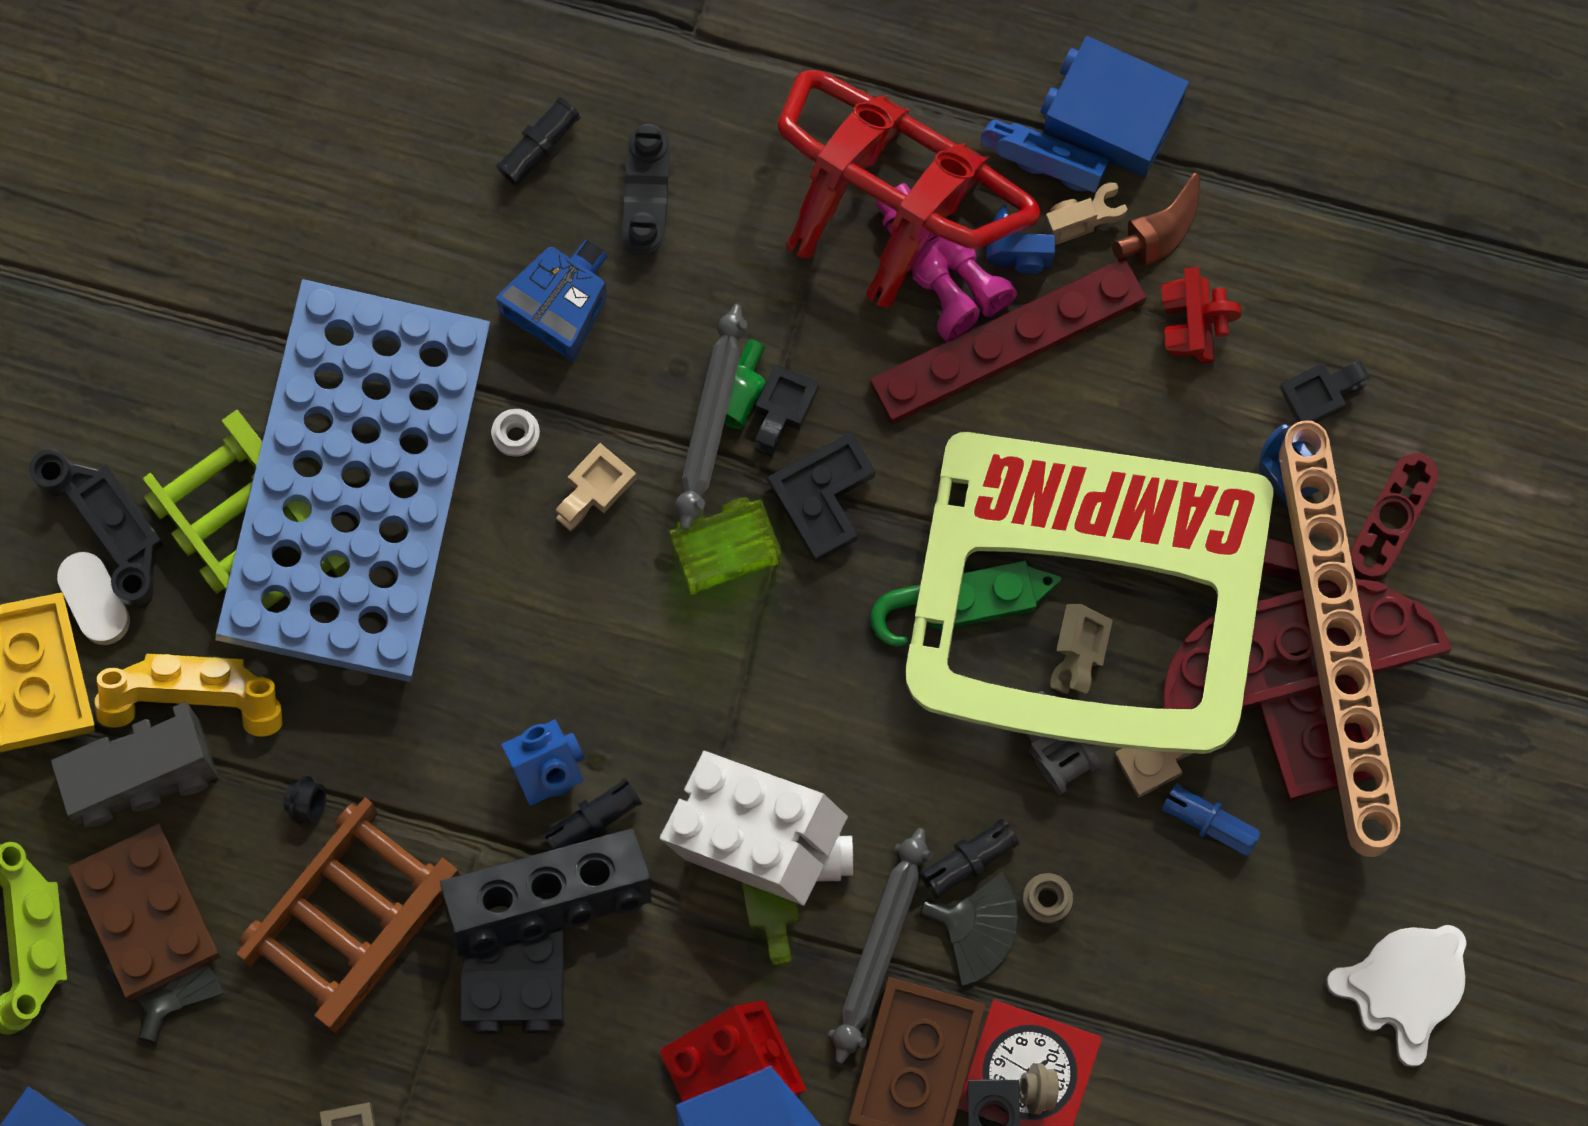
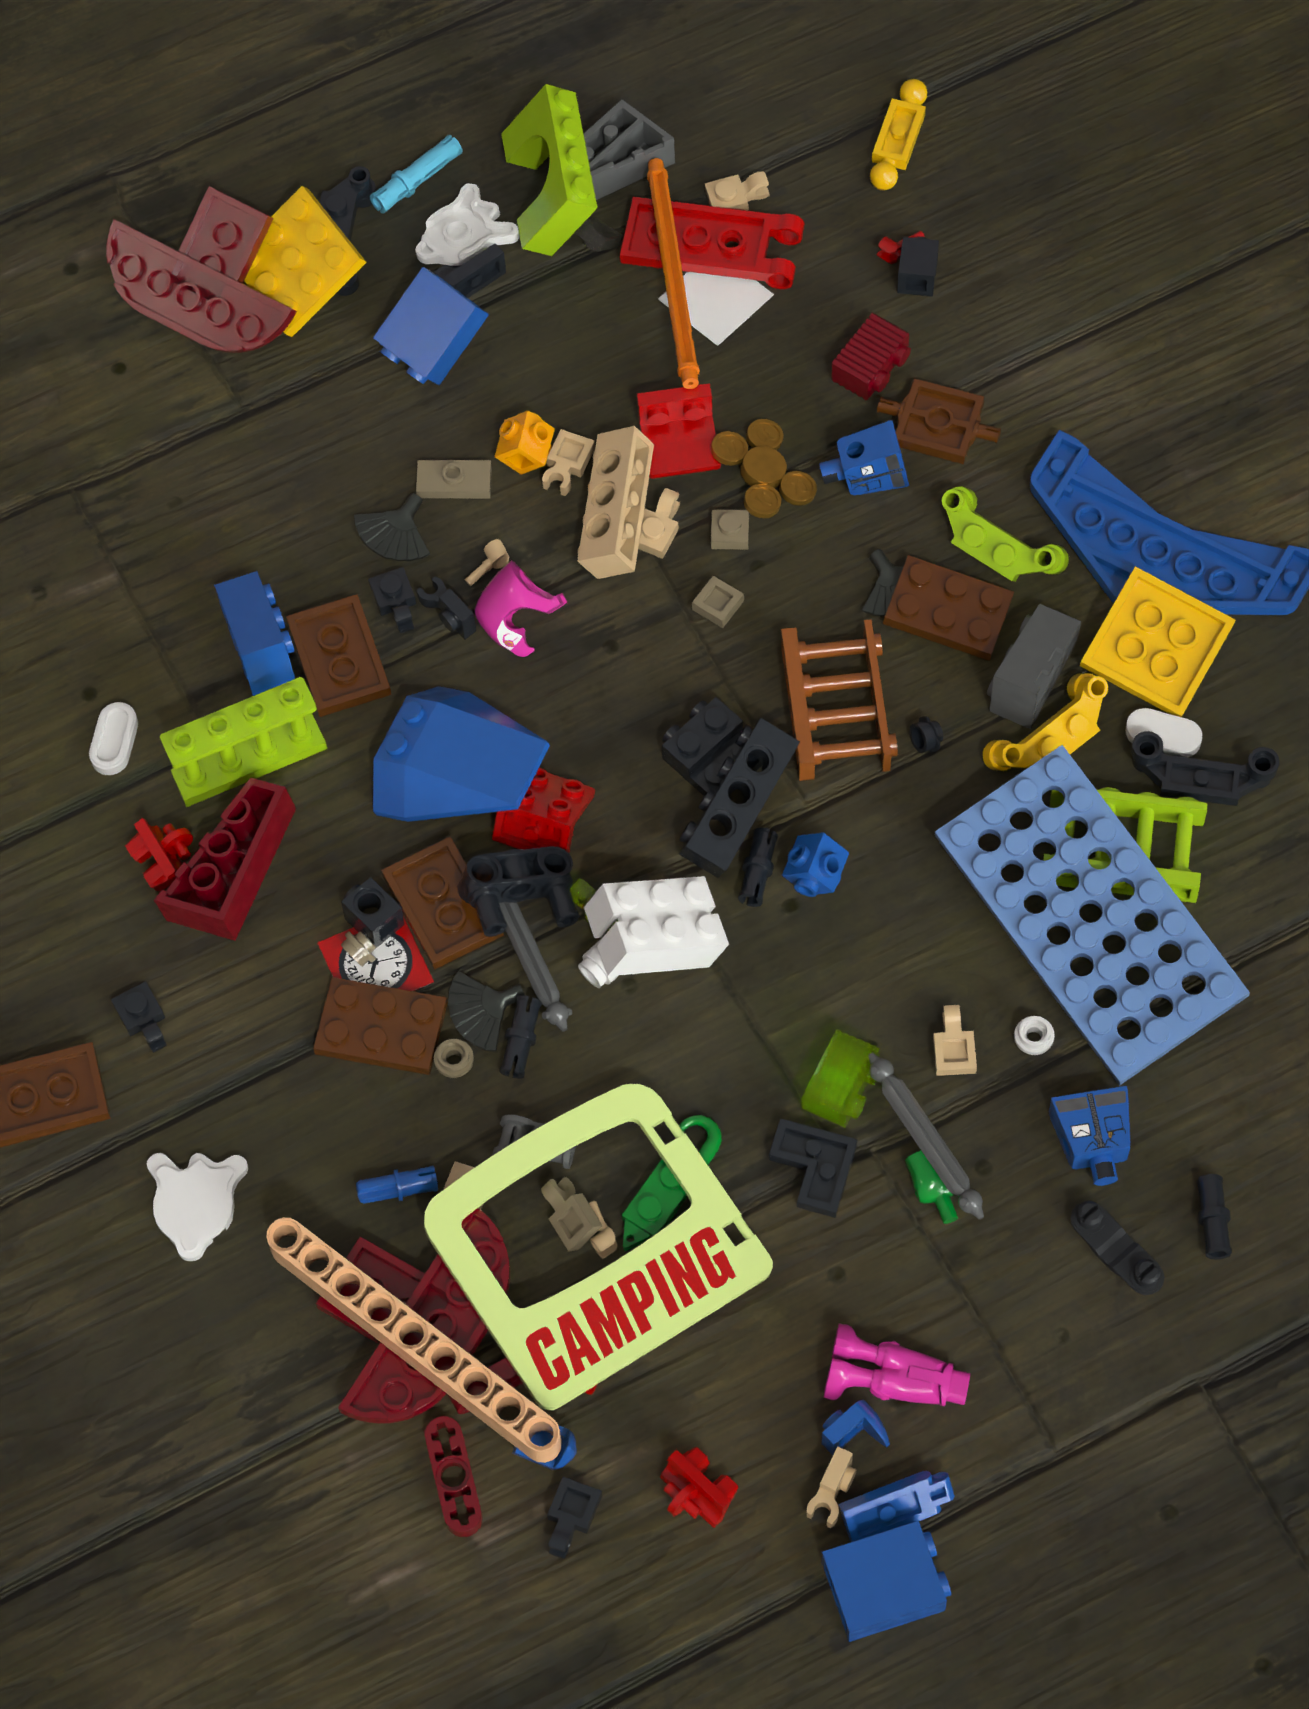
camera: 140 degrees right, 10 degrees down
(784, 403) = (894, 1196): black plate -> none
(833, 1009) = (515, 878): none -> black piece
(922, 211) = (928, 1383): red piece -> none
(1007, 341) = (800, 1368): dark red plate -> none
(1069, 595) = (604, 1241): none -> tan hand
(1085, 997) = (380, 1026): none -> reddish brown plate
(1160, 232) = (773, 1531): copper bar -> none

